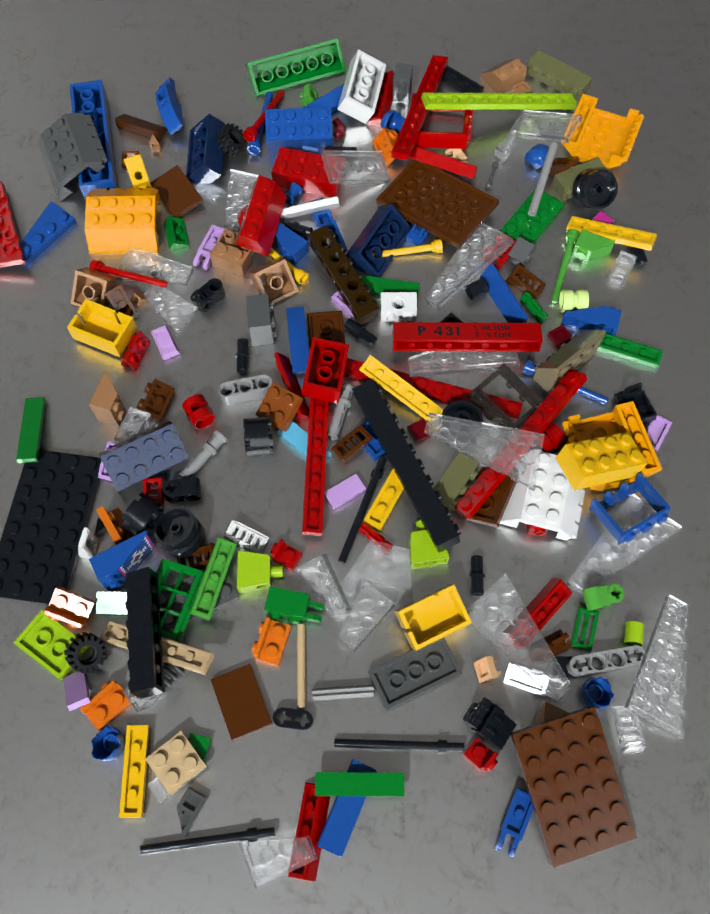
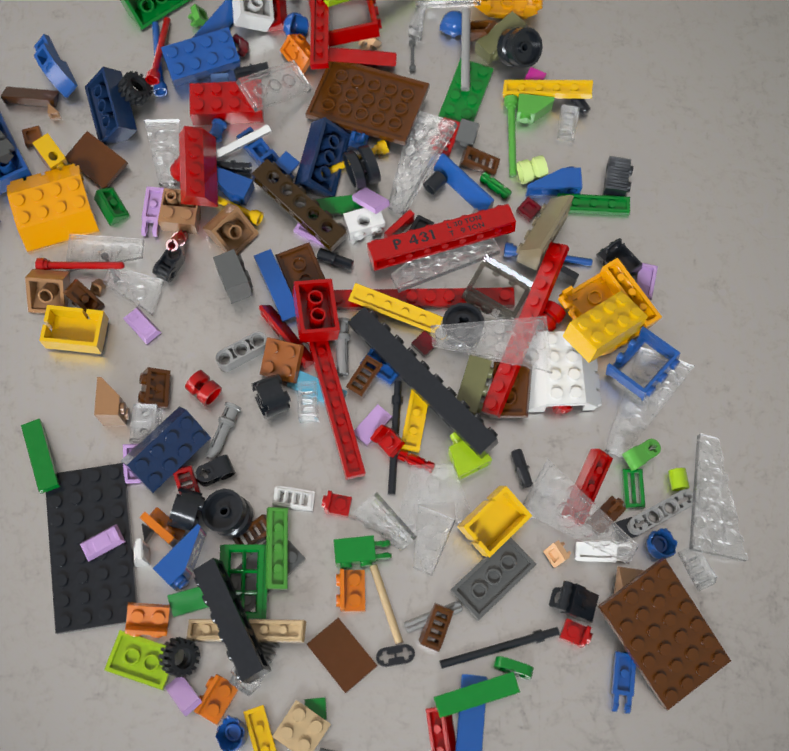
camera: 20 degrees left, 5 degrees up
(56, 524) = (102, 542): none -> lavender tile
(136, 351) = (116, 336): red hinge -> none
(220, 274) = (178, 239): none -> red pin
(242, 355) = (225, 317): black axle -> none
(255, 571) = (314, 529): lime torso -> none
(292, 465) = (303, 418): none -> clear slope
(335, 722) = (426, 632): none -> reddish brown slope
(344, 236) = (287, 163): none -> blue tile
(354, 509) = (388, 440): none -> red bracket
(410, 287) = (370, 200): none -> lavender tile
(410, 771) = (509, 665): none -> green beam
(411, 256) = (361, 167): none -> black wheel
(435, 315) = (401, 224): none -> red tile
(579, 406) = (568, 276): none -> black tile
(656, 328) = (617, 176): none -> black brick

